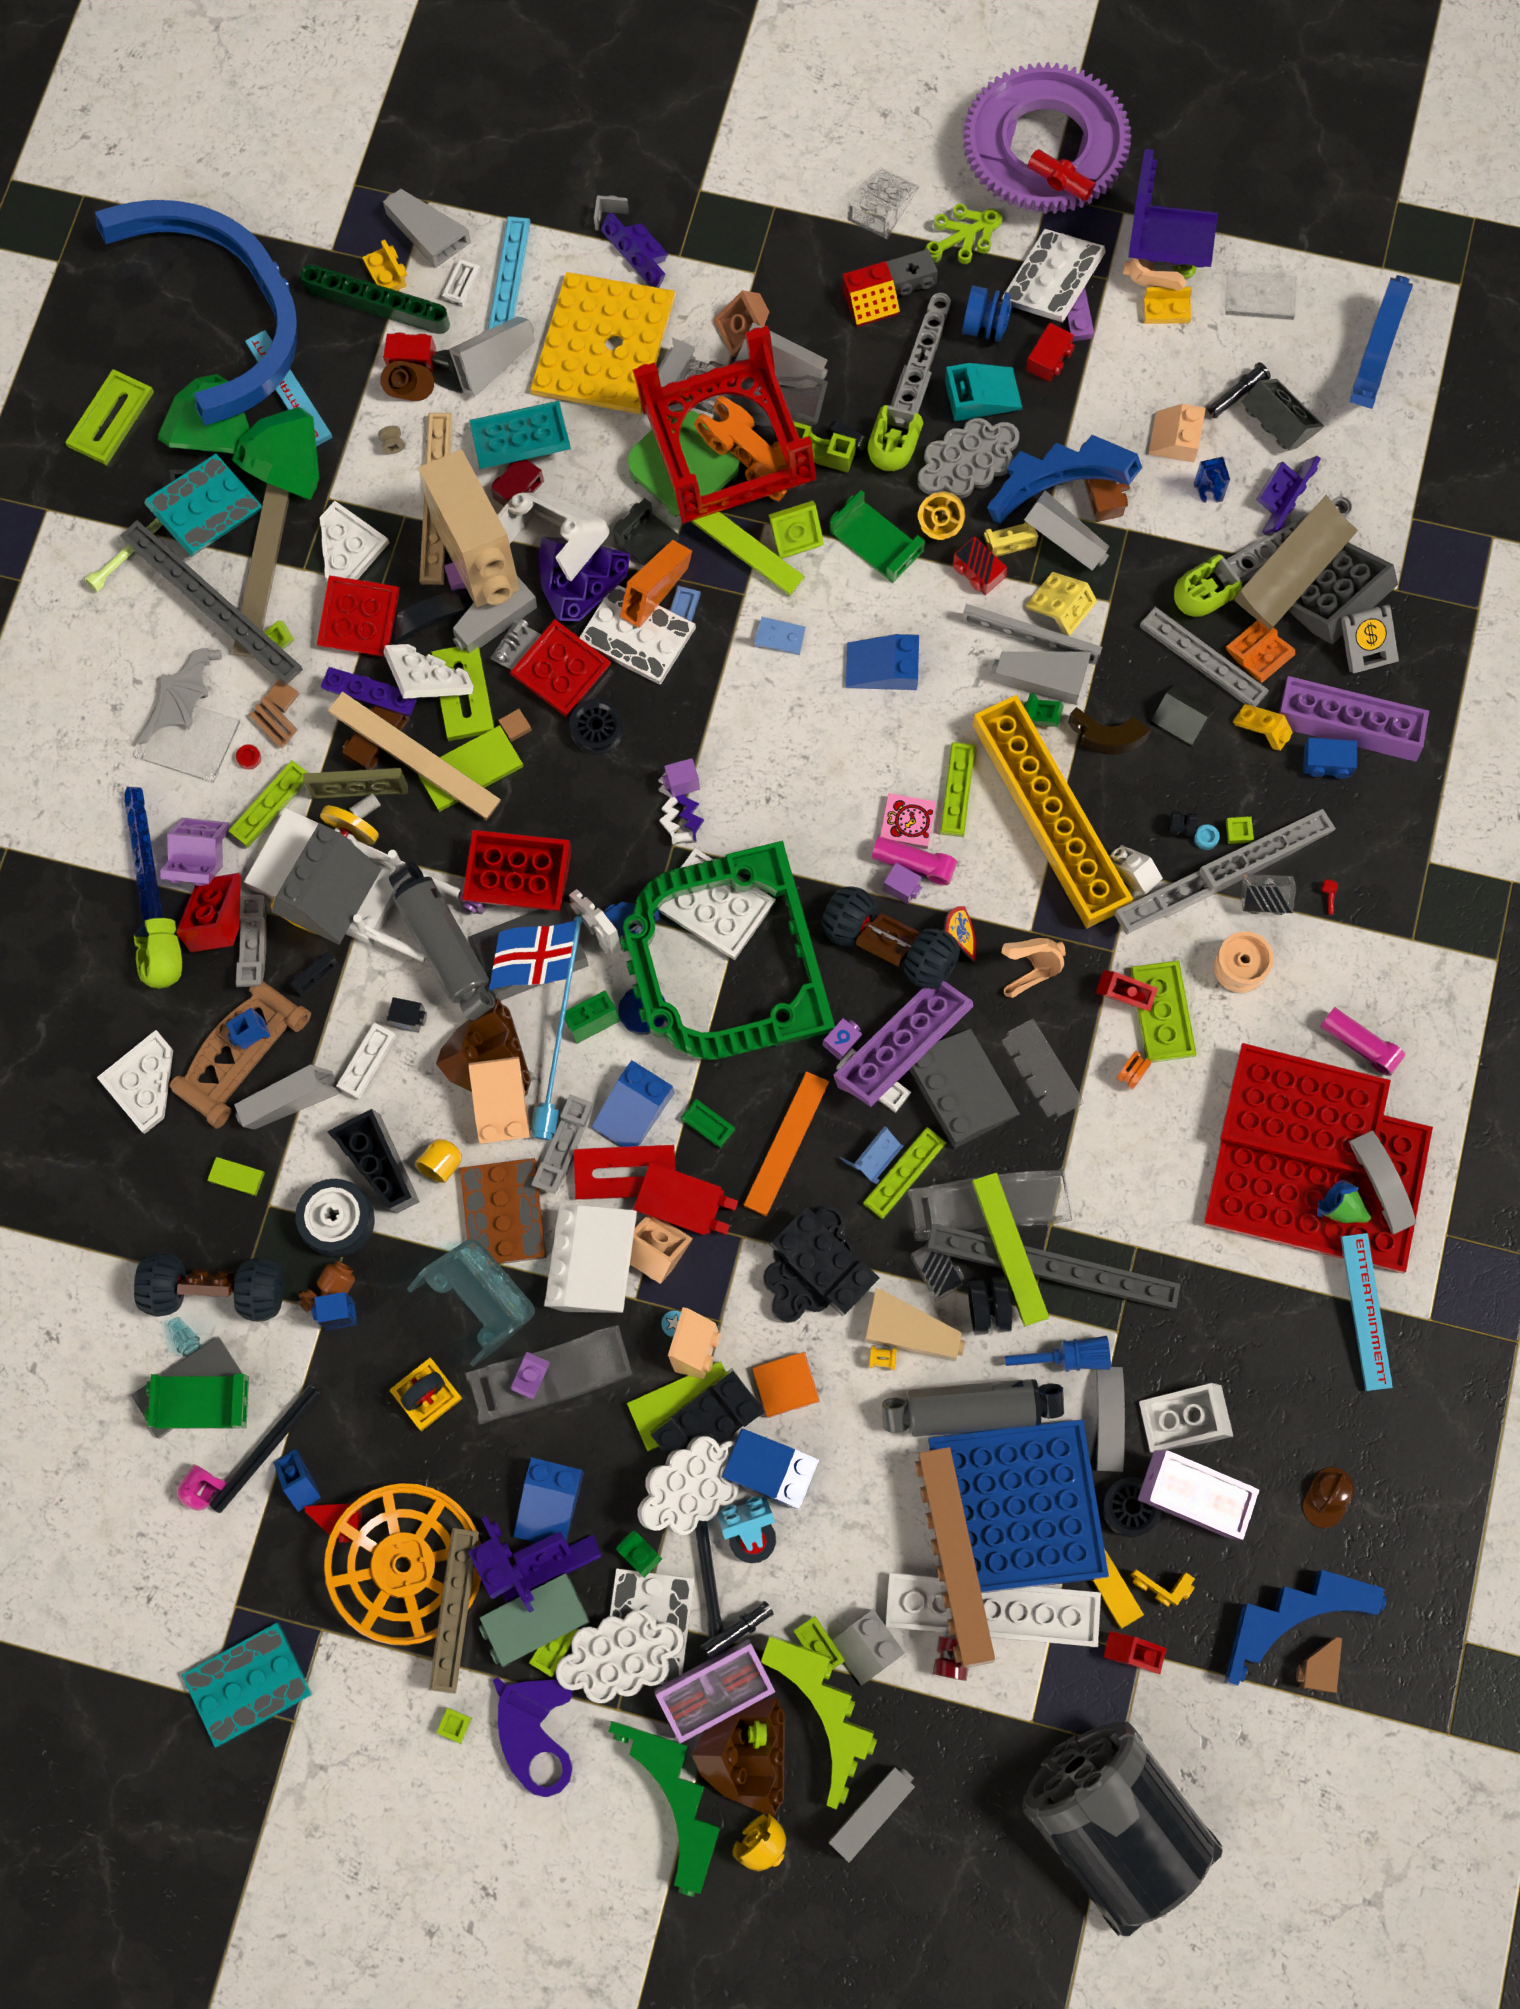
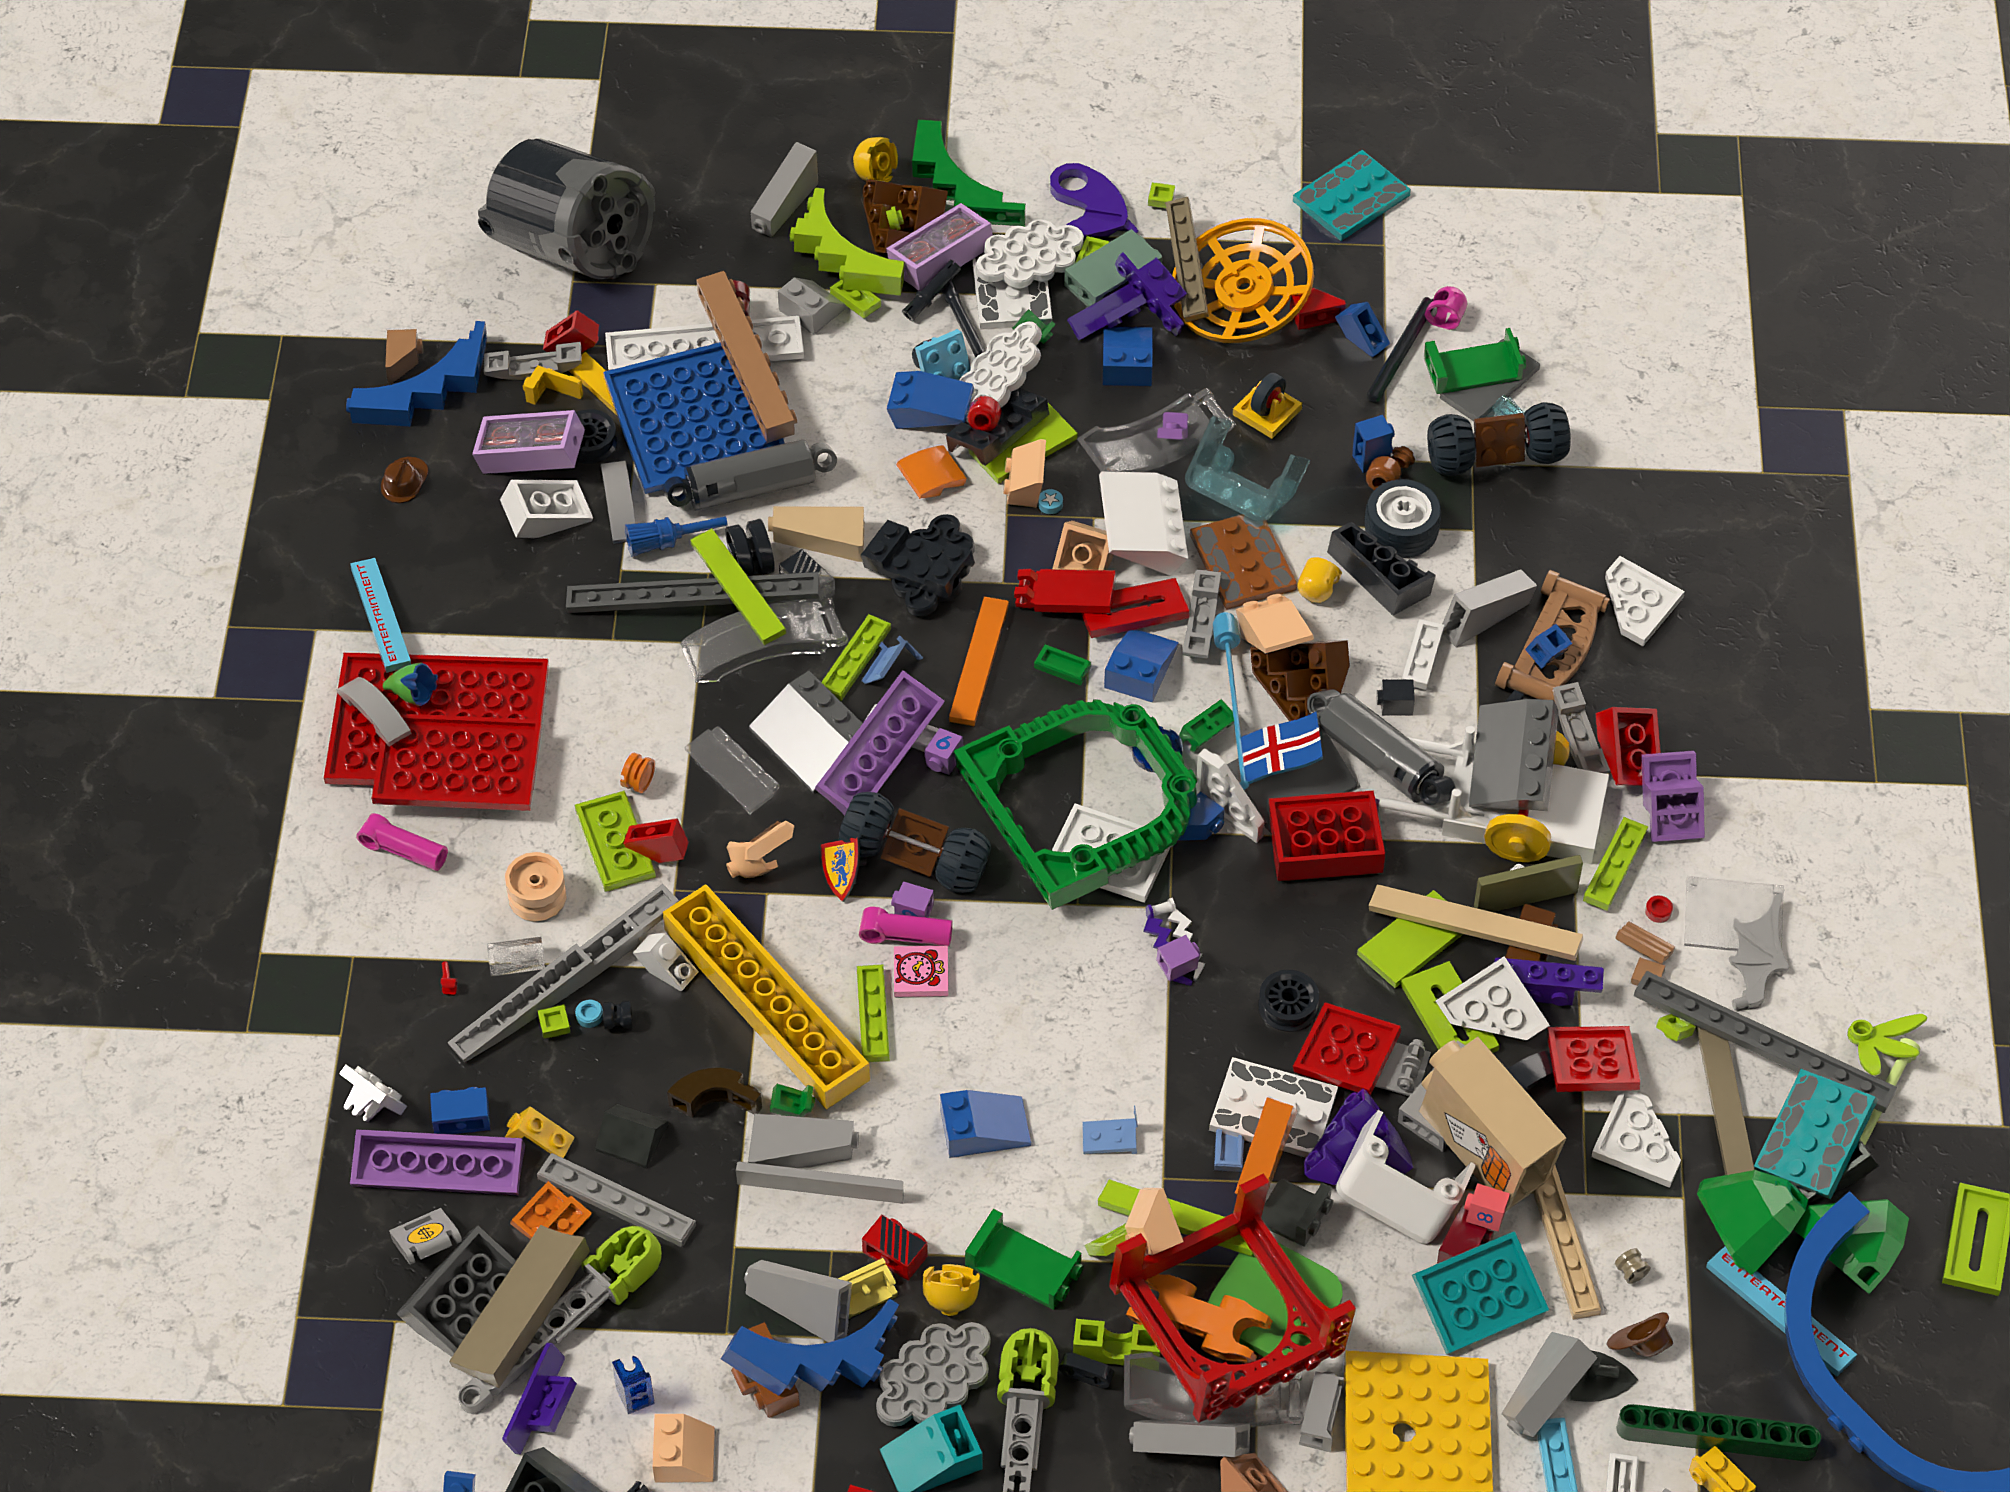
camera: 165 degrees right, 20 degrees down
(117, 594) = (1872, 1038): none -> lime plant
(158, 948) = (1672, 697): piece -> none
(236, 1176) = (1514, 543): lime tile -> none
(410, 348) = (1650, 1373): red brick -> none
(495, 486) = (1486, 1207): none -> coral brick
(515, 725) = (1379, 990): medium nougat tile -> none
(720, 1421) = (984, 413): none -> red head
(773, 494) = (1153, 1219): none -> light nougat slope
(888, 1363) = (845, 501): yellow bush -> none
(1064, 600) = (793, 1226): light yellow bracket -> none
(1180, 1623) = (520, 367): none -> light grey slope
(1407, 780) = (370, 1094): none -> white plate

